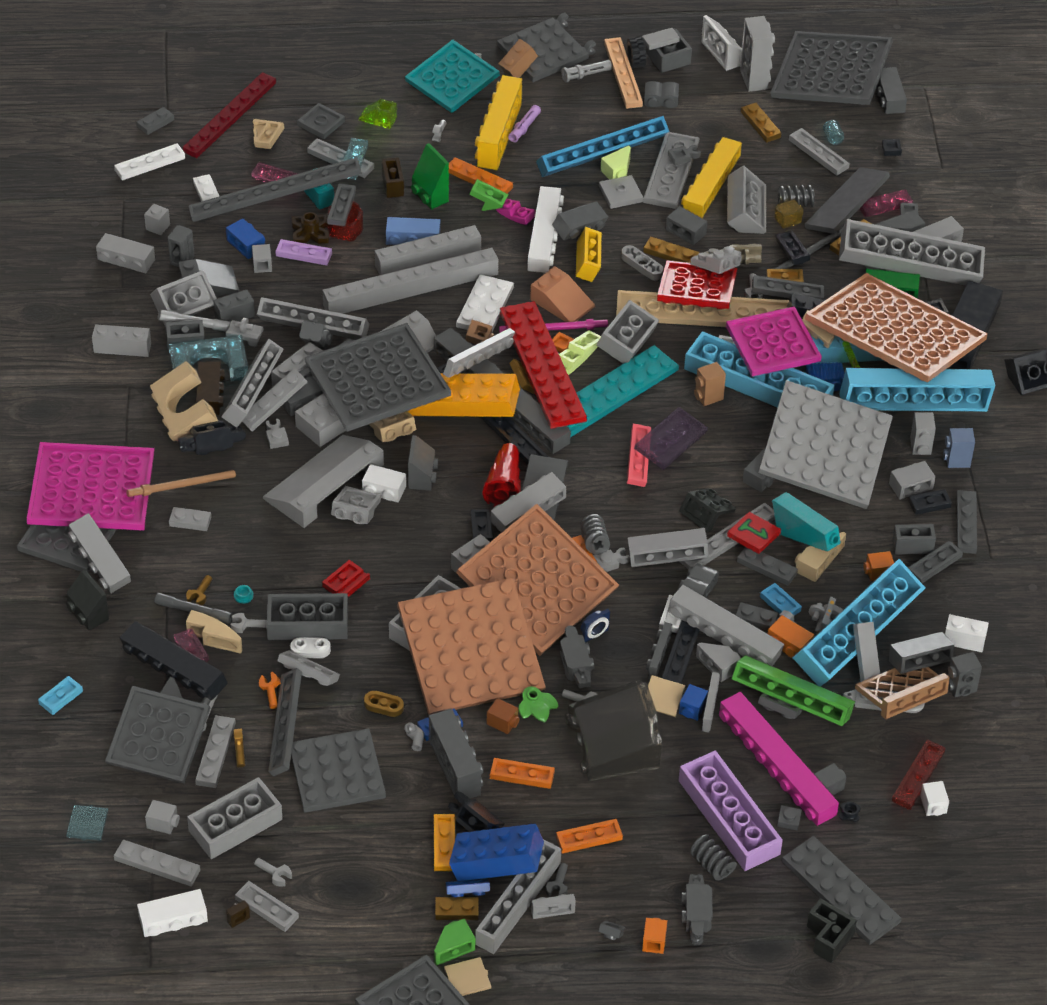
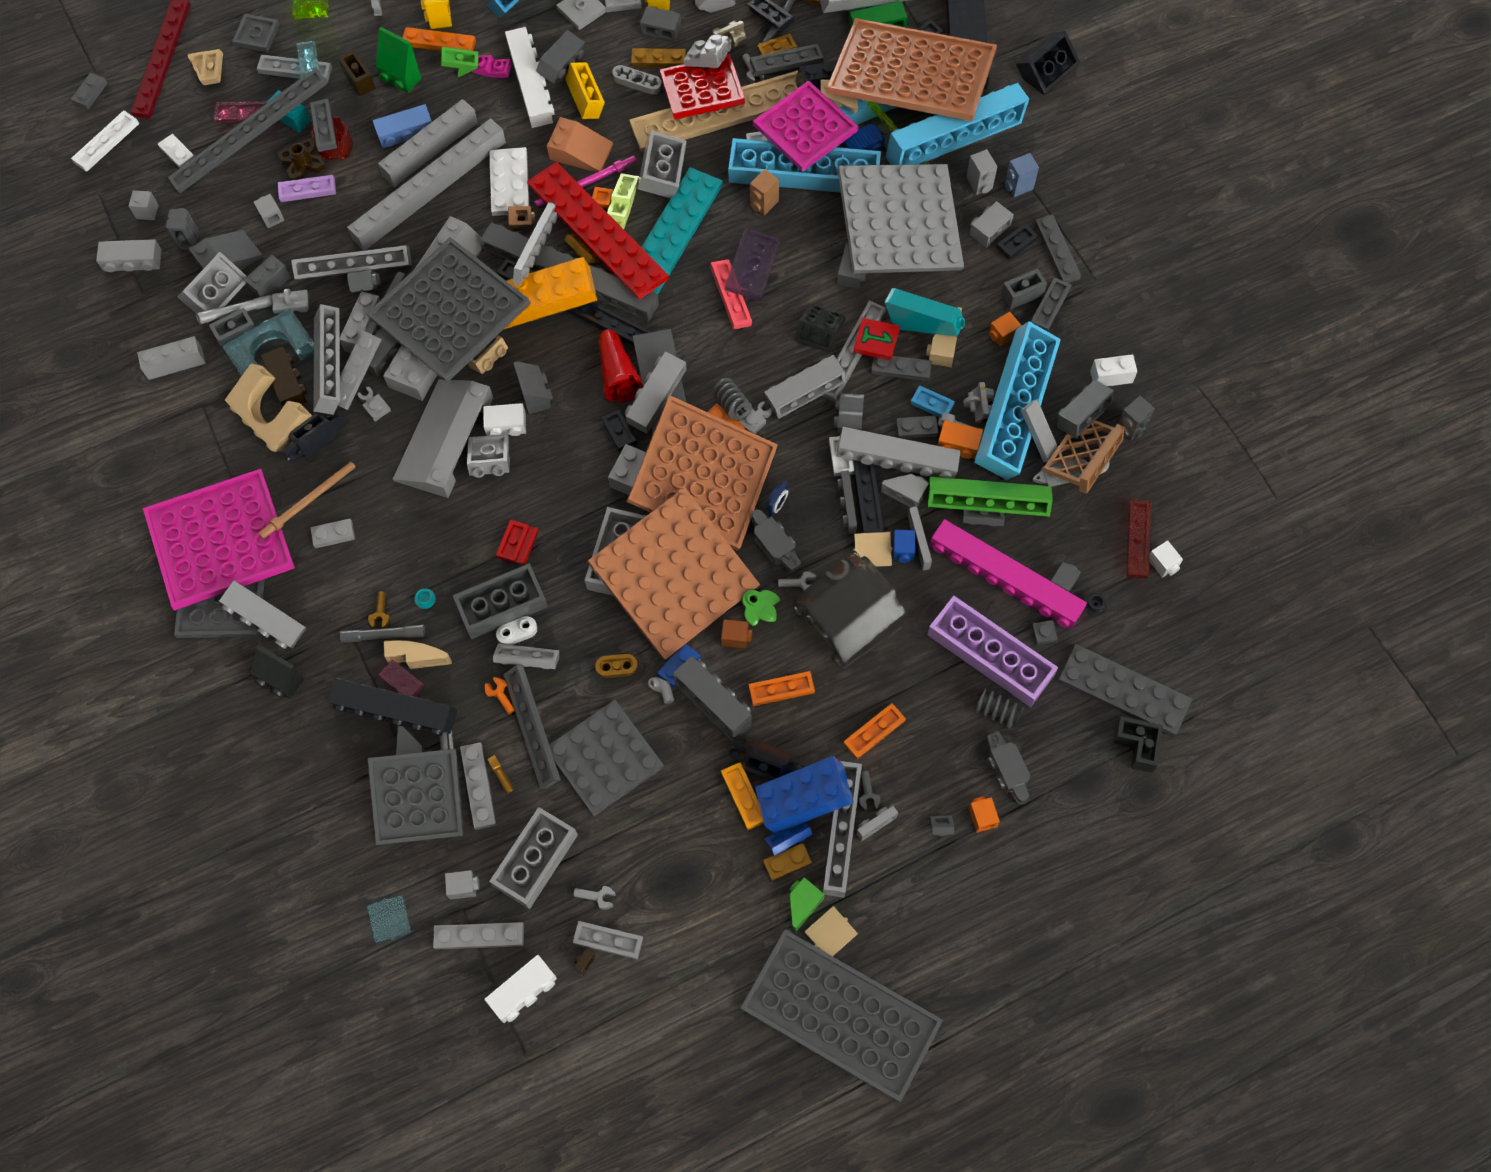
camera: 20 degrees left, 20 degrees up
(60, 695) = (296, 788): medium azure plate -> none
(243, 236) = (241, 193): blue brick -> none
(244, 623) = (442, 628): light grey bar -> none

